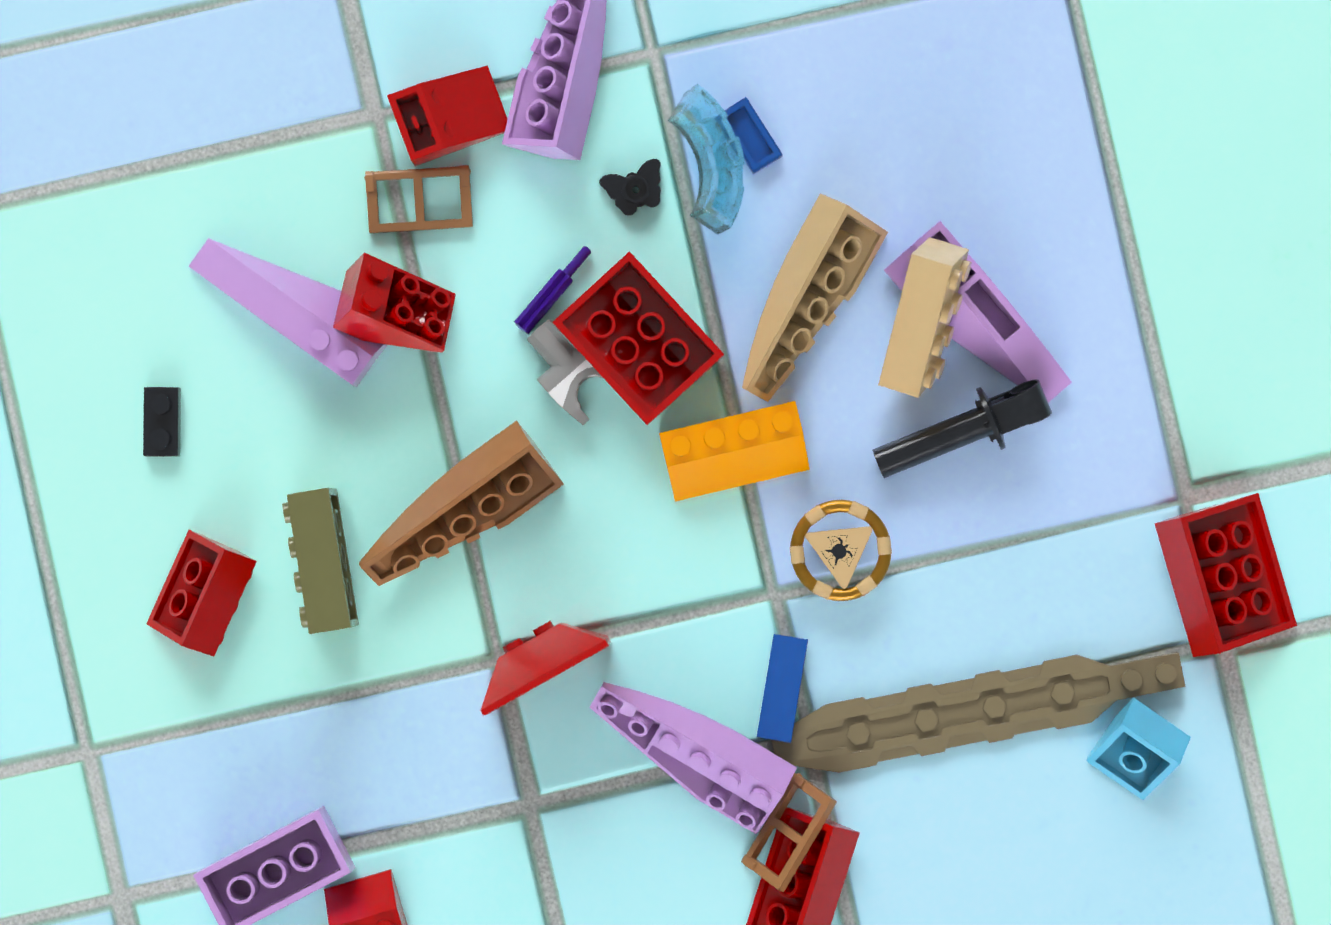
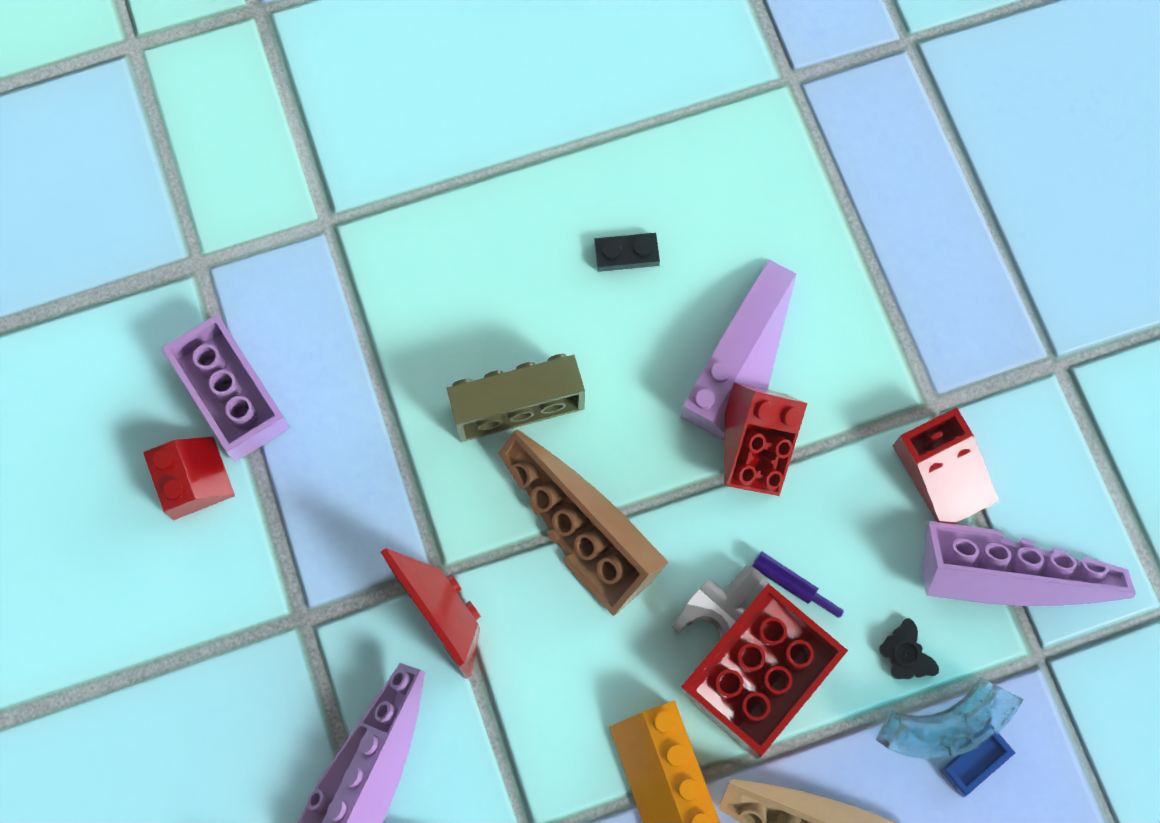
camera: 85 degrees right, 15 degrees down
(201, 593) = (475, 300): red slope -> none
(417, 175) = (884, 449): medium nougat window -> none

